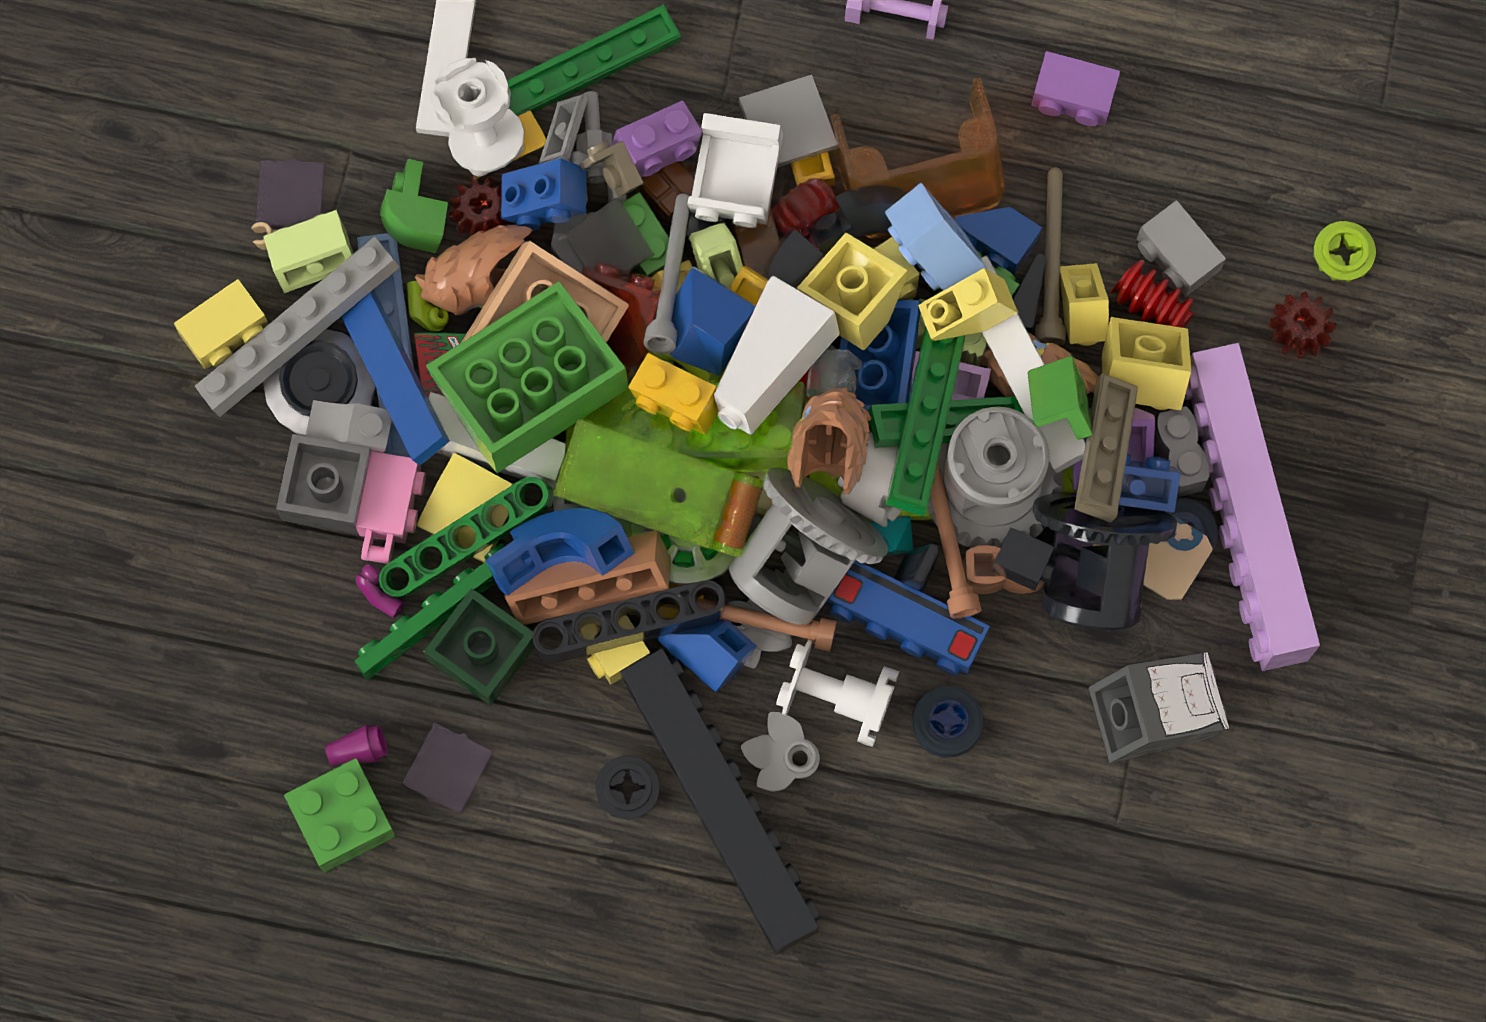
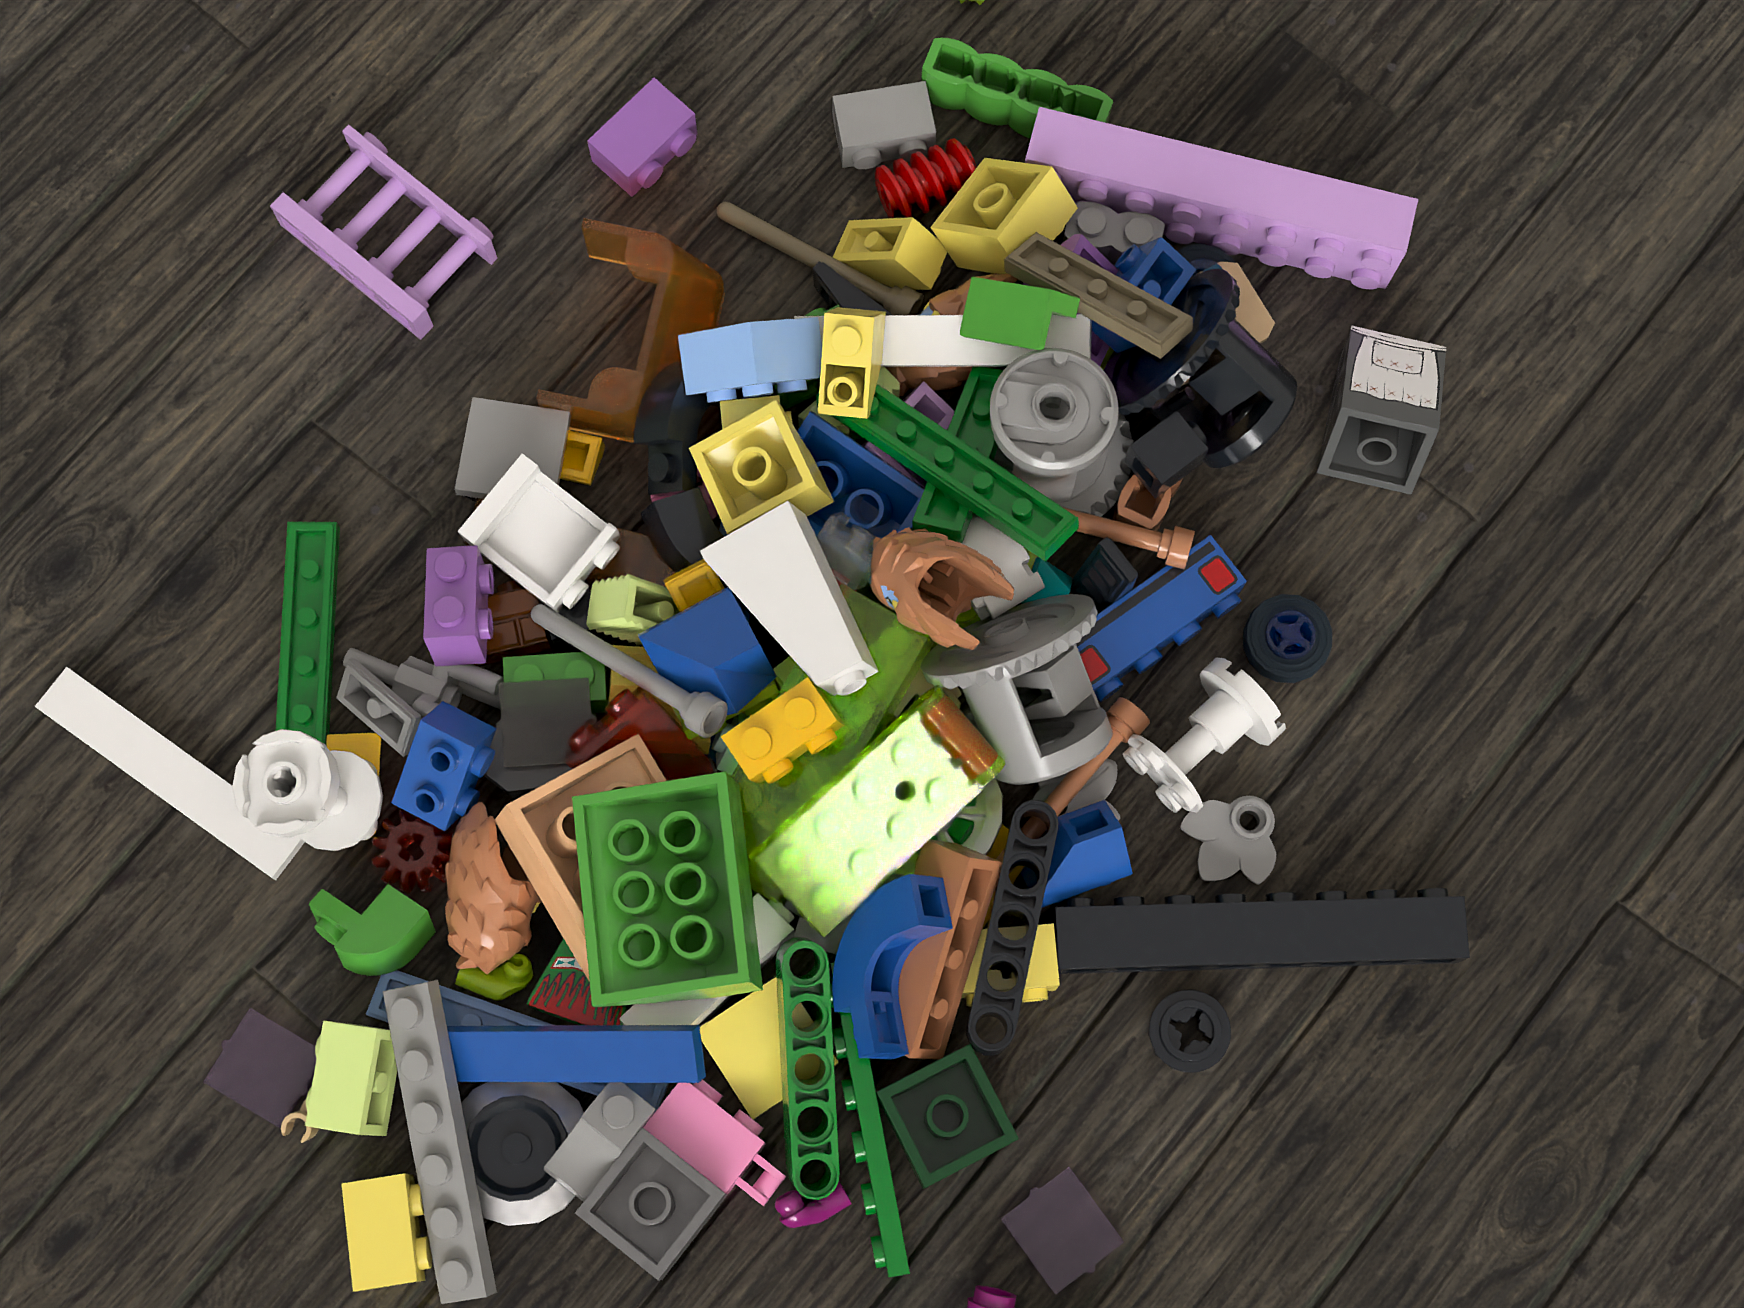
camera: 65 degrees left, 0 degrees up
(618, 166) = (463, 661): dark tan bracket -> none
(805, 206) = (622, 485): clear red gear -> none
(1001, 236) = (771, 291): blue slope -> none
(1249, 322) = (1001, 91): none -> bright green brick
(1314, 319) = (1036, 43): clear red gear -> none

